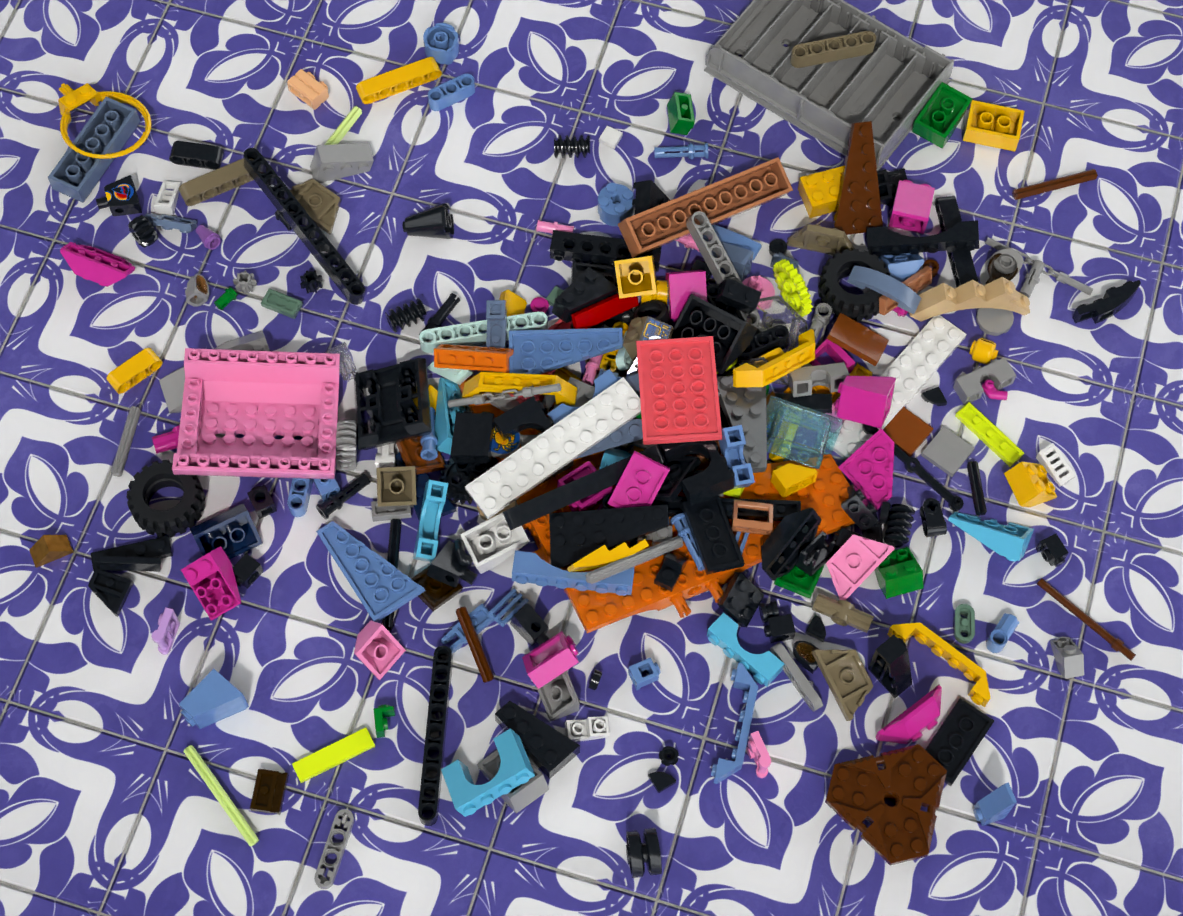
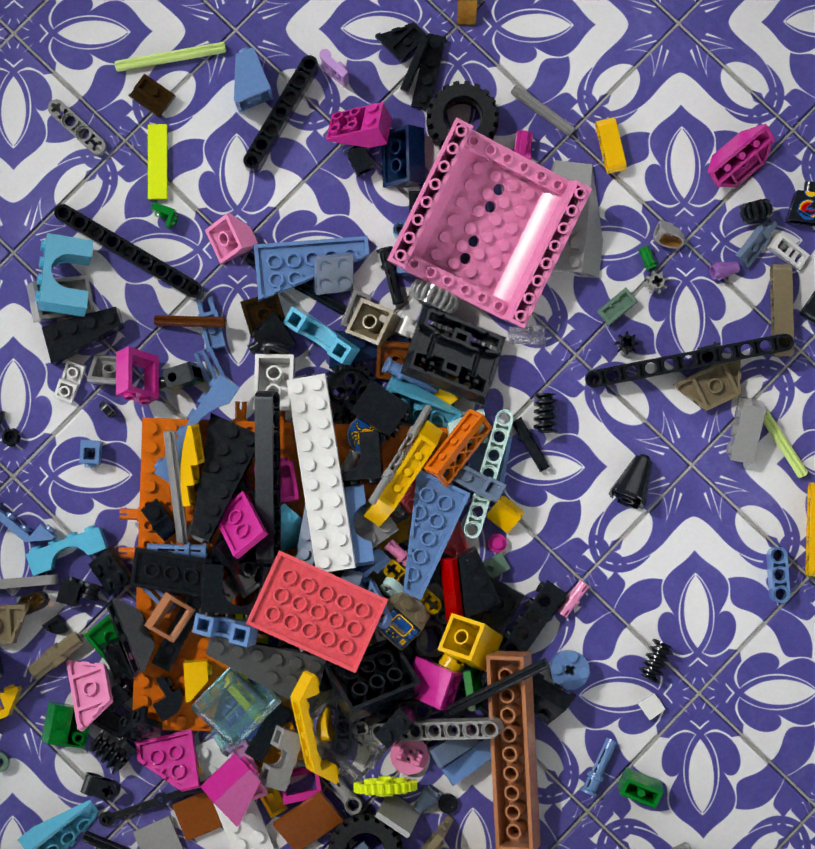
camera: 115 degrees right, 20 degrees up
(225, 656) = (281, 105): none -> black beam
(366, 539) = (333, 273): none -> sand blue plate
(660, 230) = (498, 686): none -> black axle
(673, 262) = (472, 684): none -> green plate
(812, 270) = (398, 815): none -> light grey tile
(823, 488) = (171, 701): none -> black brick

